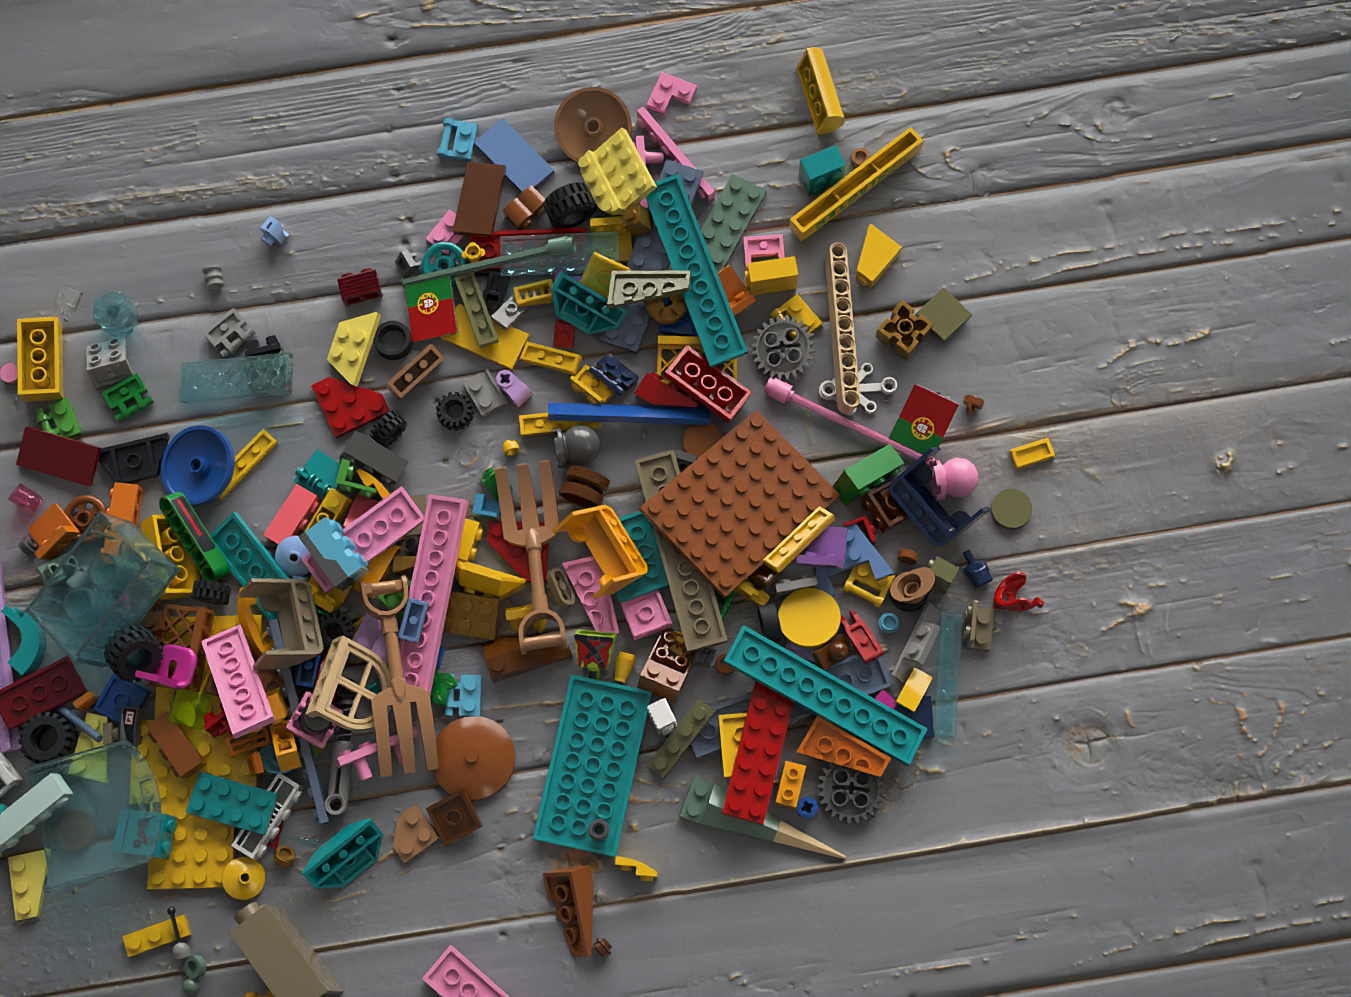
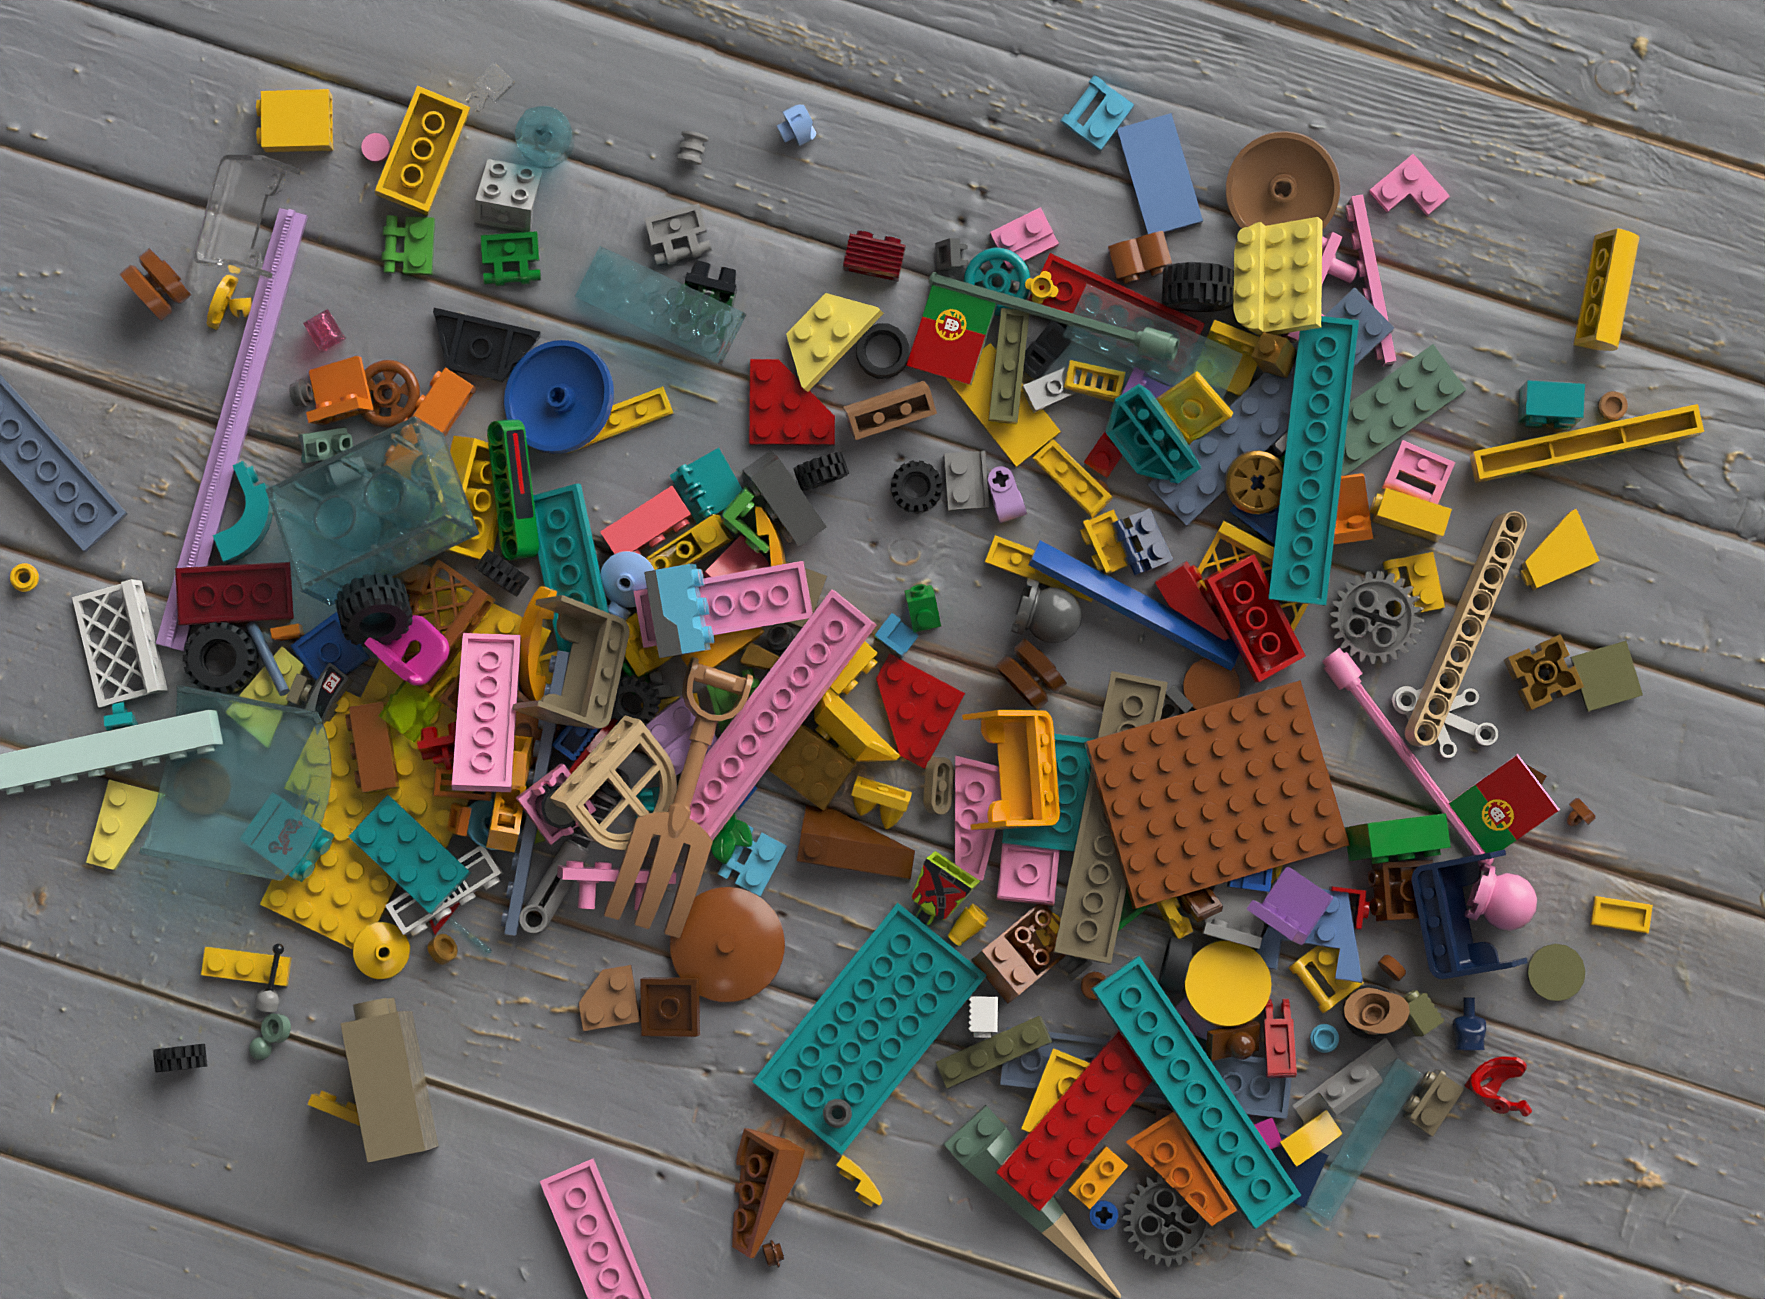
camera: 30 degrees right, 10 degrees up
(58, 456) = (389, 293): dark red tile -> none
(344, 855) = (515, 985): teal wedge -> none
(413, 620) = (735, 739): medium blue slope -> none
(479, 199) = (1085, 215): reddish brown tile -> none
(511, 448) = (964, 570): yellow hinge -> none
(532, 538) = (933, 707): medium nougat piece -> none
(642, 286) = (1236, 450): wing -> none
(799, 539) = (1265, 880): yellow tile -> none

